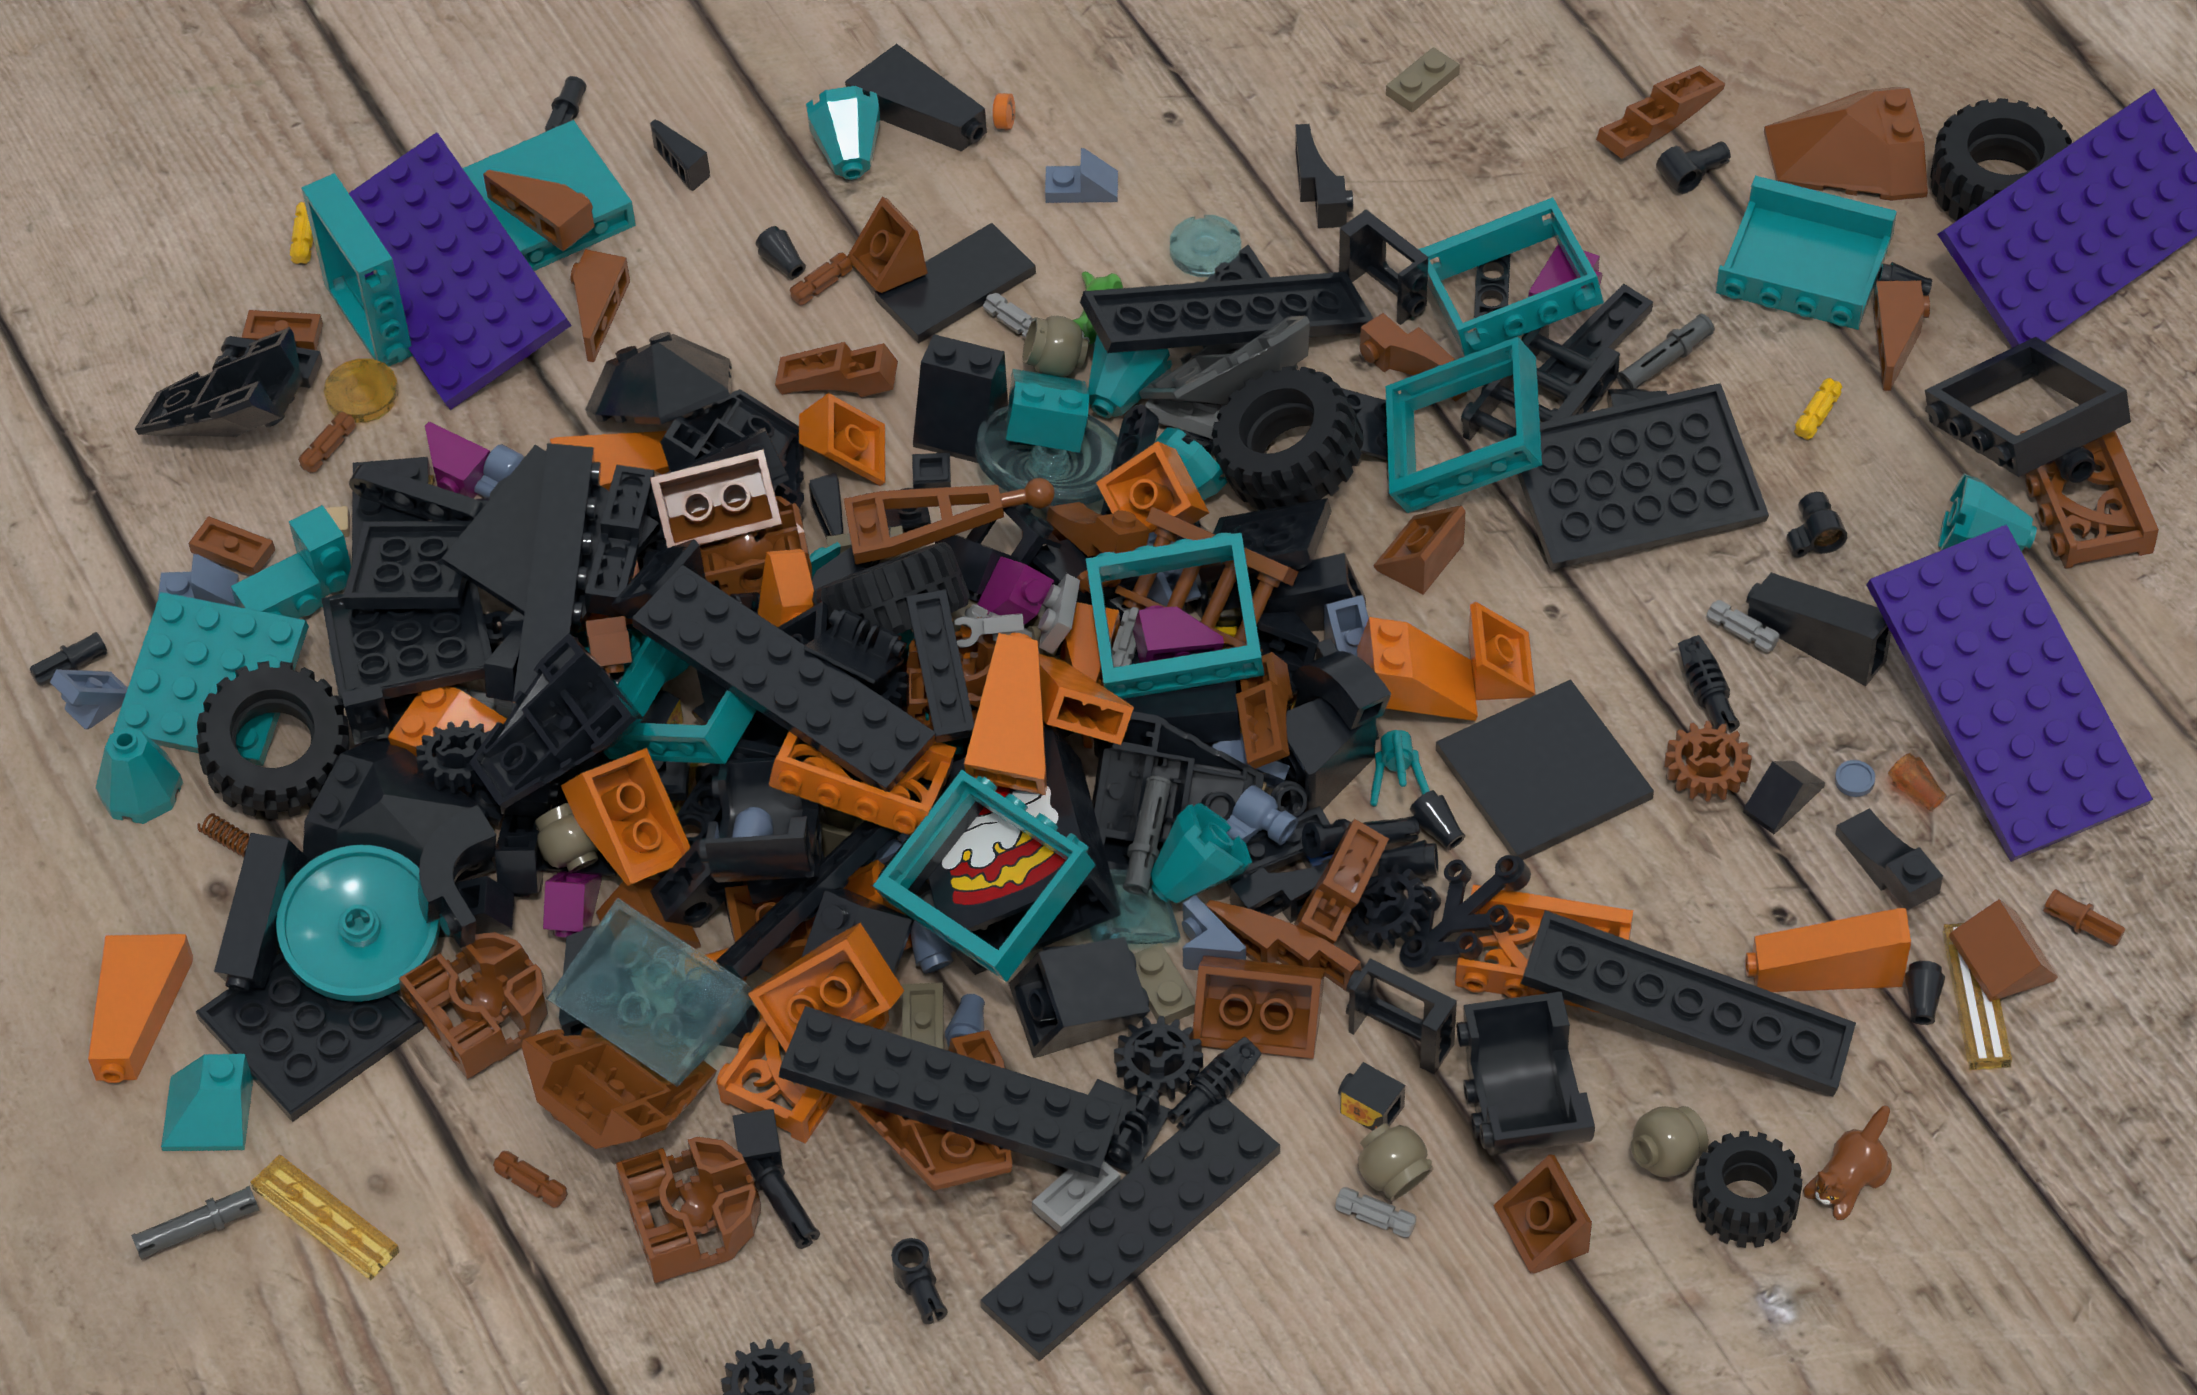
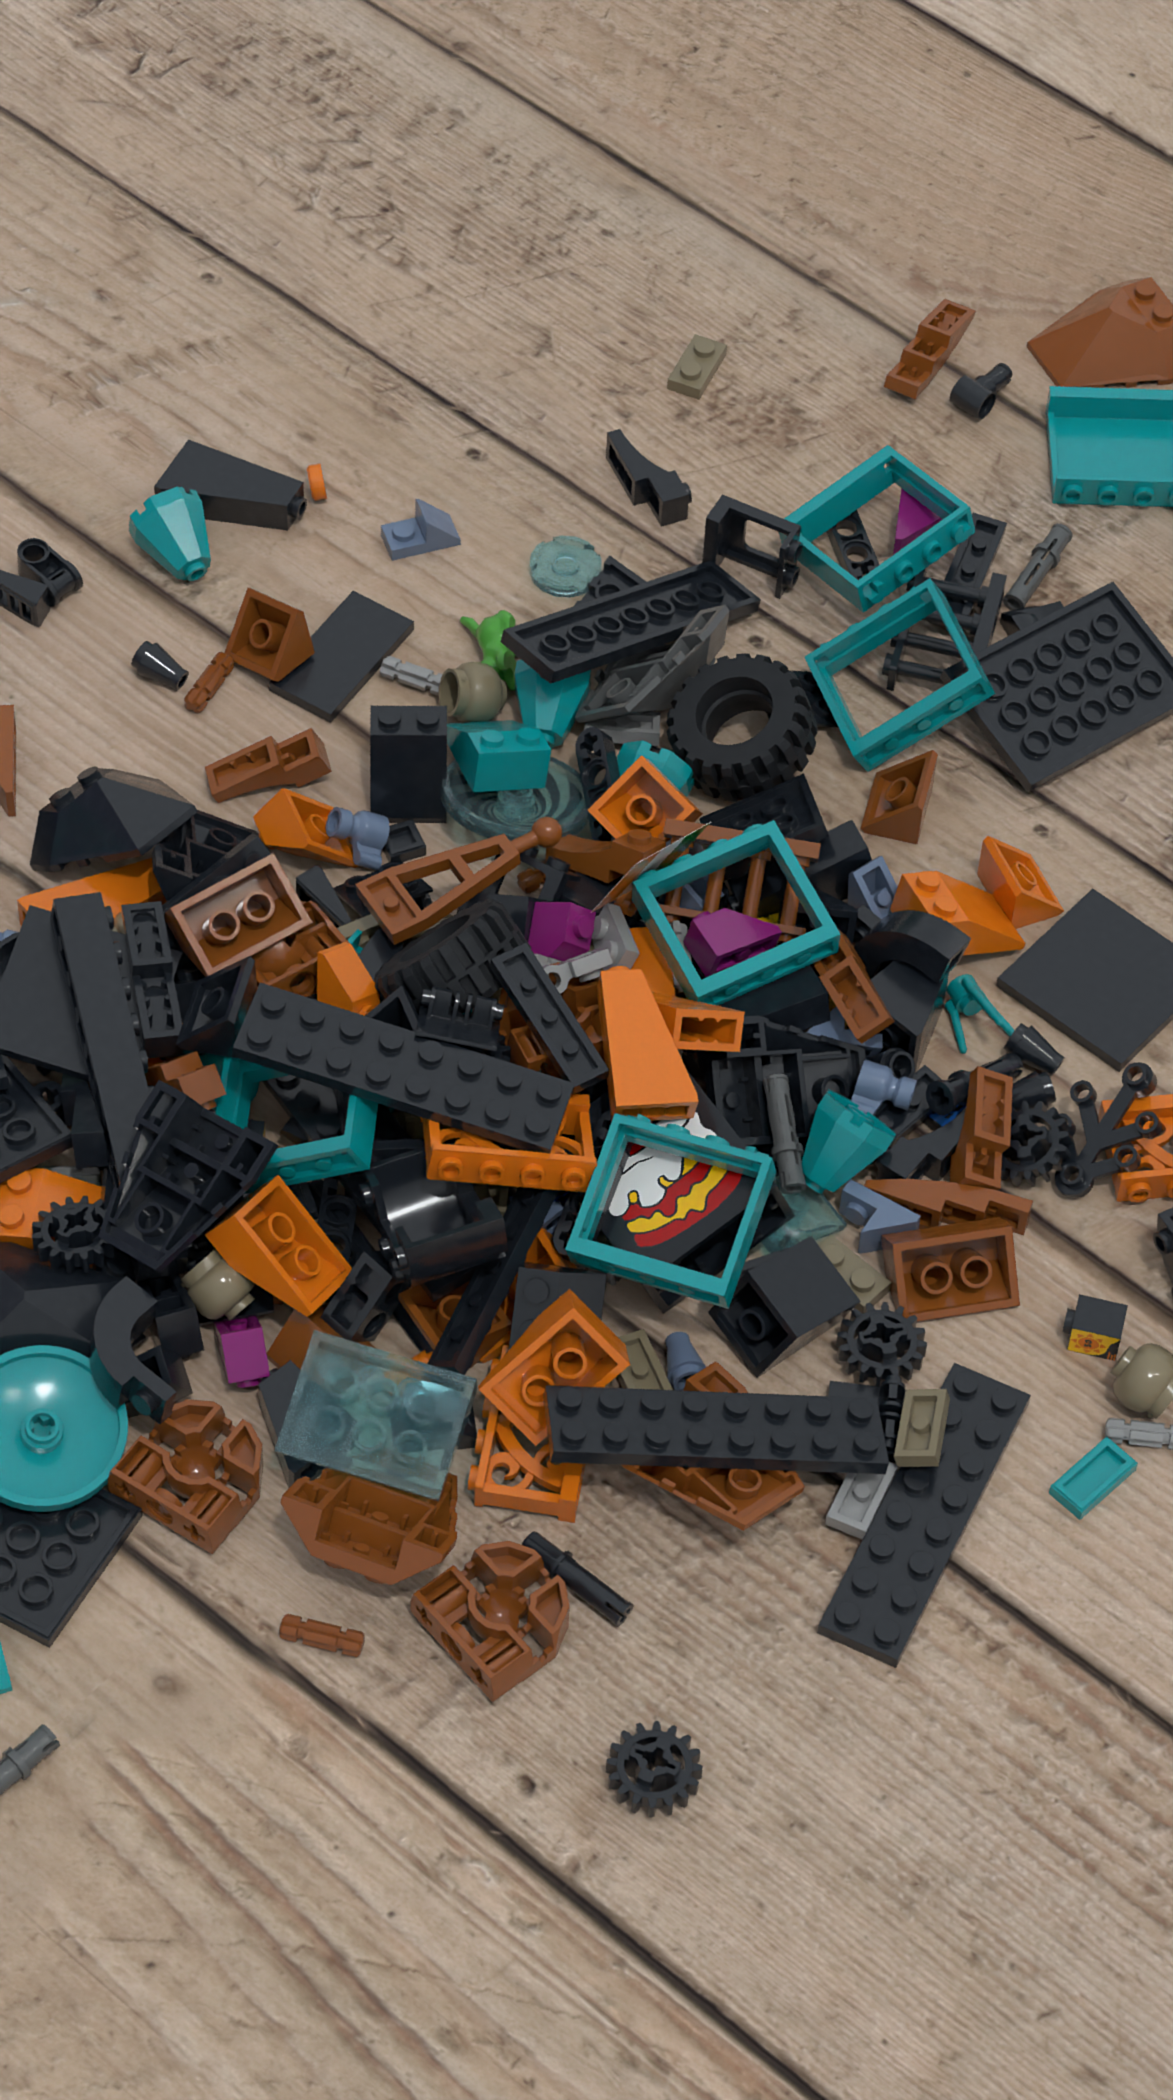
camera: 25 degrees left, 0 degrees up
(325, 1217) = (129, 1733): clear yellow tile -> none
(717, 138) = (44, 565): none -> black piece
(753, 822) = (418, 1221): sand blue cone -> none
(757, 1135) = (535, 1527): black panel -> none
(895, 452) = (365, 832): none -> sand blue piece
(918, 1280) = (752, 1624): black pin -> none
(929, 949) = (619, 1299): sand blue cone -> none
(1118, 542) = (656, 861): none -> sticker
(1153, 1145) = (922, 1428): none -> dark tan plate
(1217, 1078) = (946, 1346): black hinge -> none
(1306, 1239) = (1093, 1478): none -> teal tile
(1394, 349) = (788, 620): dark orange slope -> none
(1434, 1031) = (1124, 1248): black window -> none

